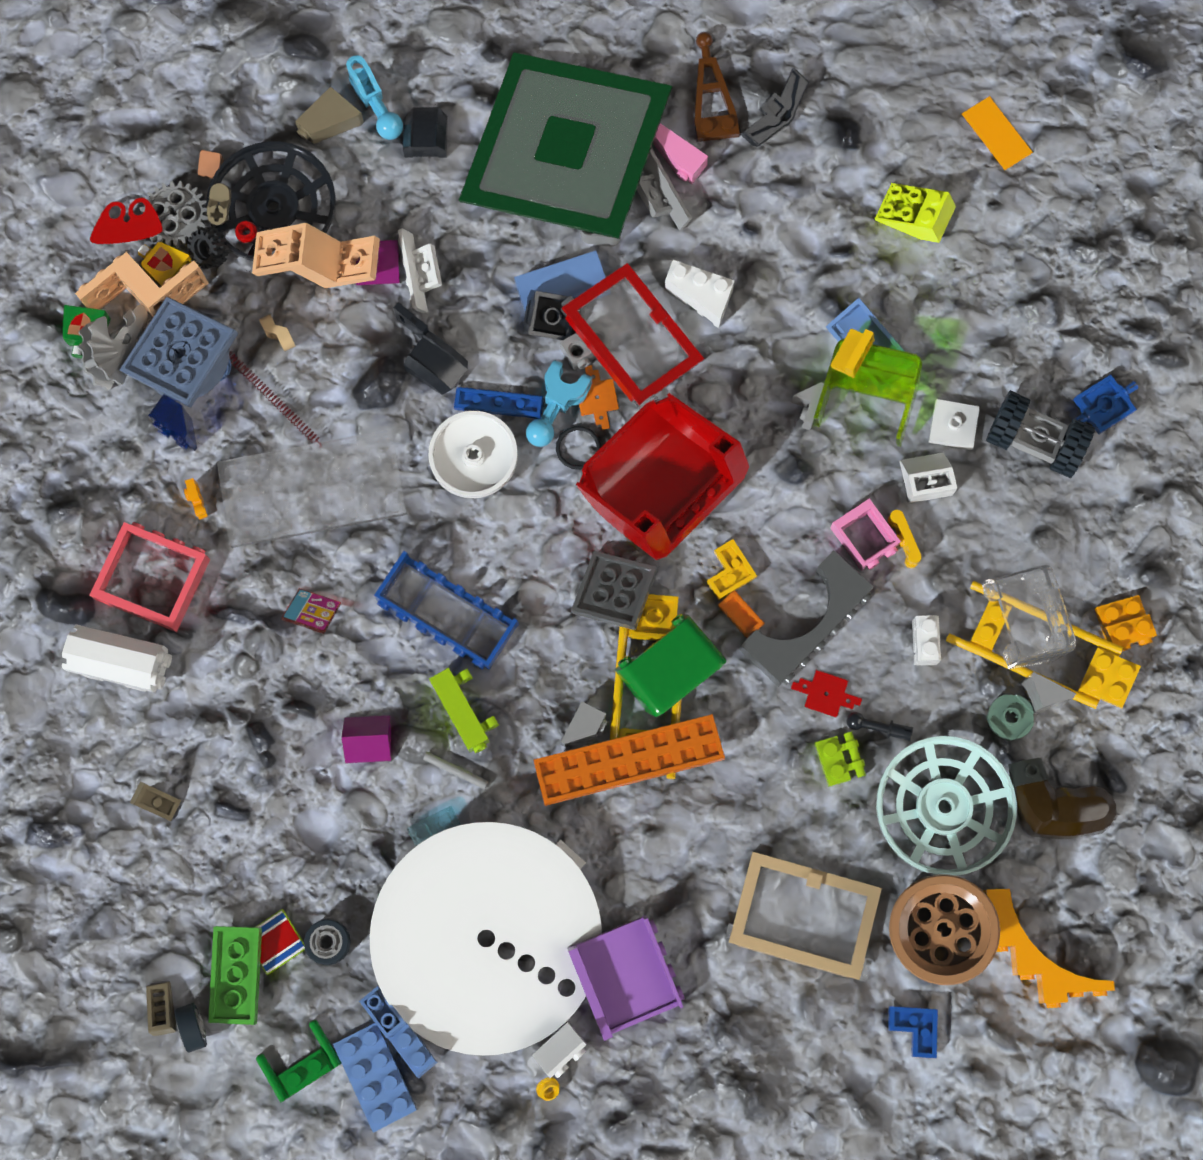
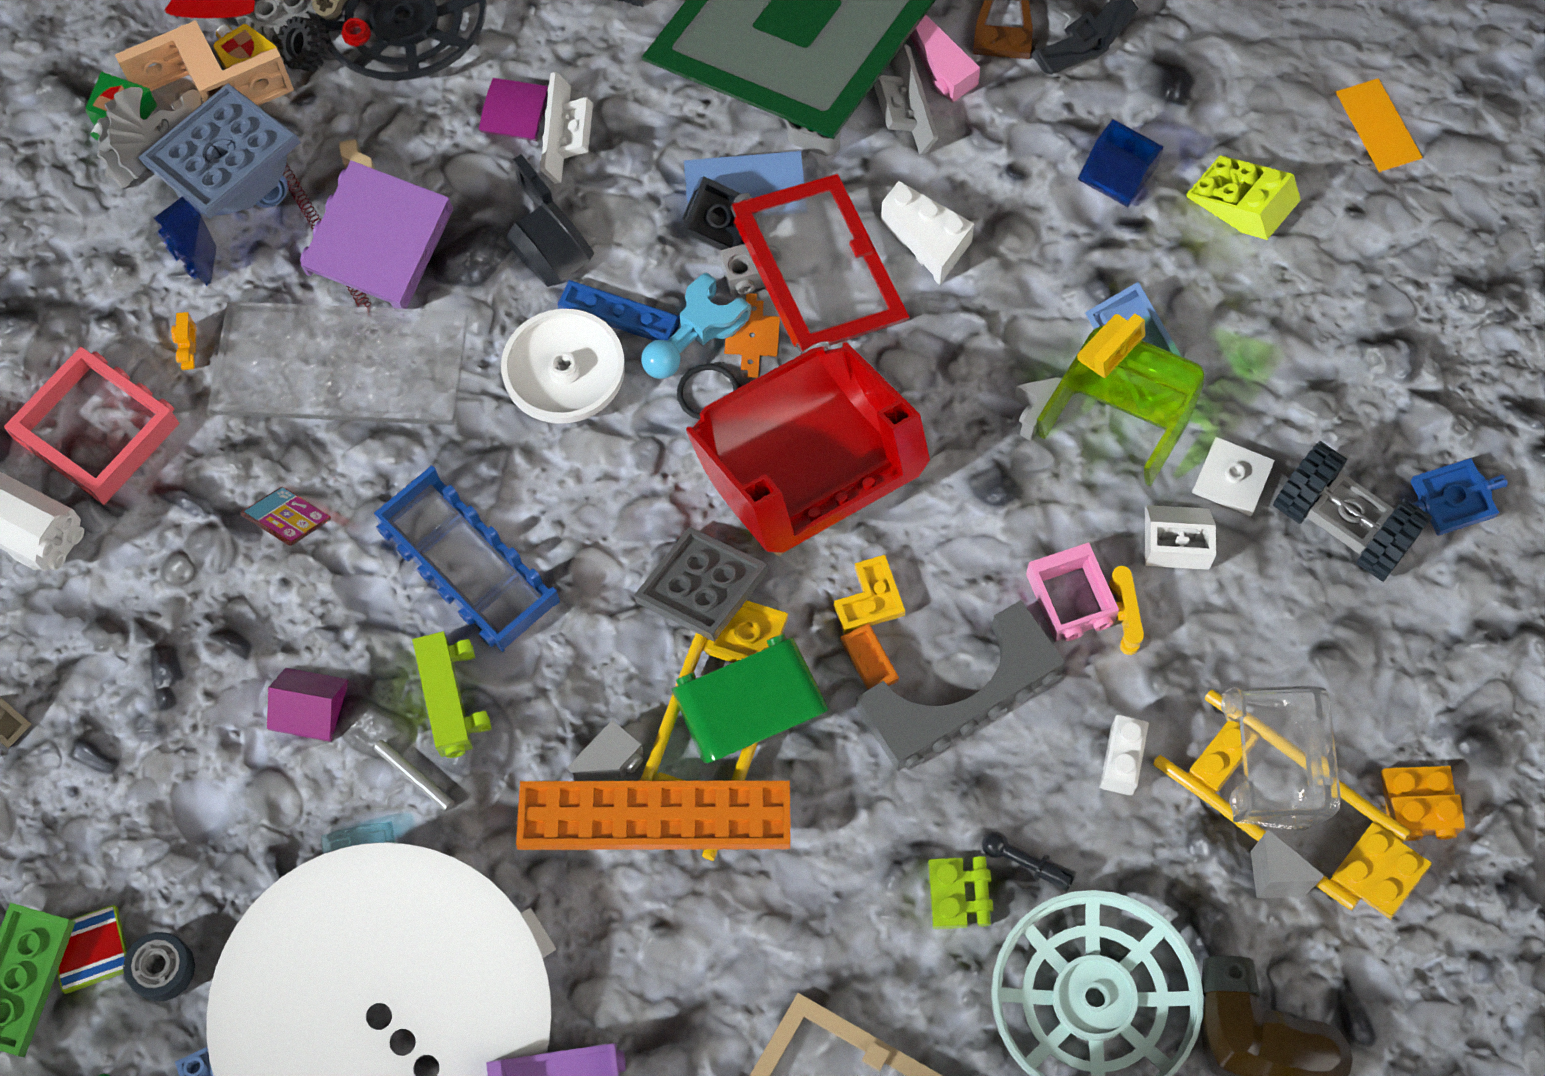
camera: 15 degrees right, 10 degrees down
(310, 386) = (377, 234): none -> medium lavender panel
(315, 255) = (434, 77): light nougat bracket -> none
(824, 208) = (1121, 163): none -> clear blue slope
(836, 696) = (965, 812): red piece -> none
(1010, 730) = (1216, 911): sand green plate -> none

